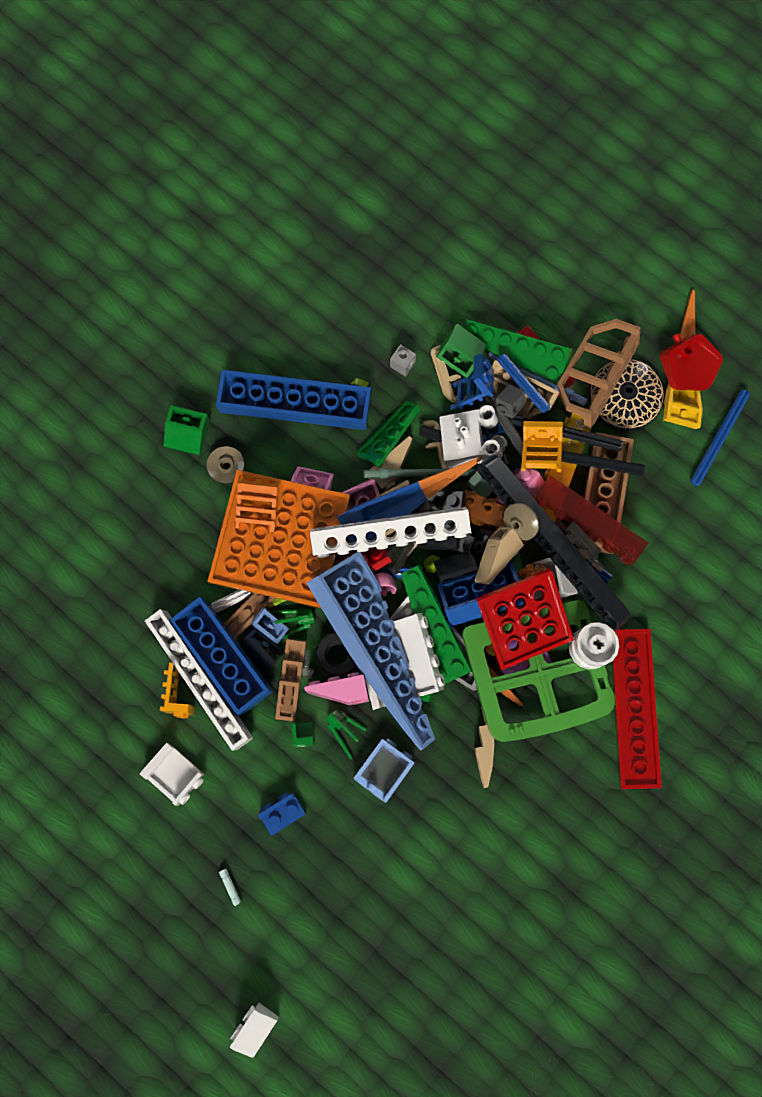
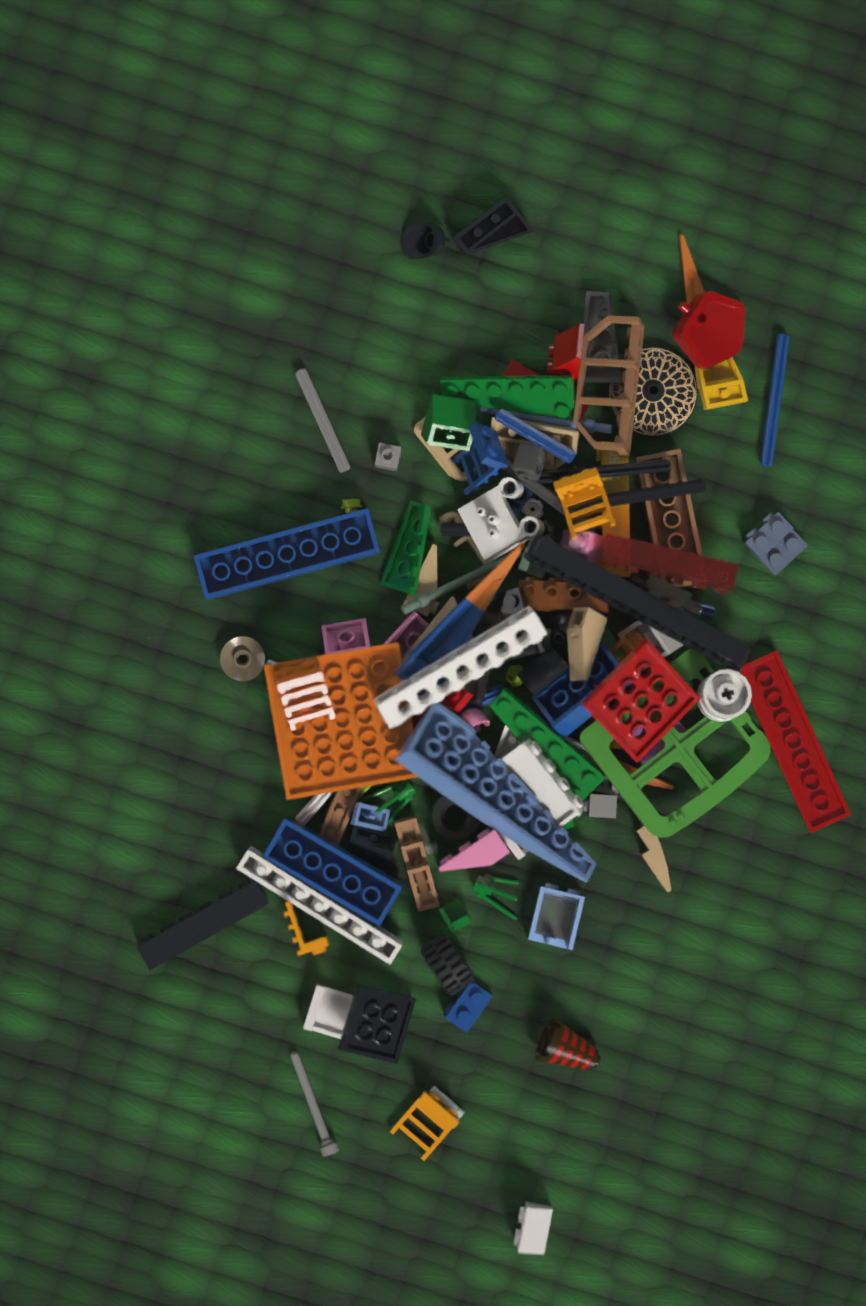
camera: 25 degrees left, 10 degrees up
(100, 656) = (203, 924): none -> black brick
(117, 882) = (328, 1145): none -> light grey piece
(185, 430) = (181, 639): green slope -> none
(200, 795) = (376, 1023): none -> black plate
(220, 896) = (430, 1105): none -> light orange plate
(278, 770) = (447, 964): none -> black tyre
(347, 884) = (566, 1048): none -> dark brown cone
(365, 317) = (322, 420): none -> light grey axle
(458, 694) = (601, 805): none -> light grey brick
(496, 217) = (423, 240): none -> black piece
(525, 517) = (595, 596): dark tan dish -> none
(551, 228) = (492, 227): none -> black wedge
(573, 334) = (566, 353): none -> red slope
(606, 340) = (604, 345): none -> dark grey wing
(679, 545) = (775, 543): none -> sand blue plate

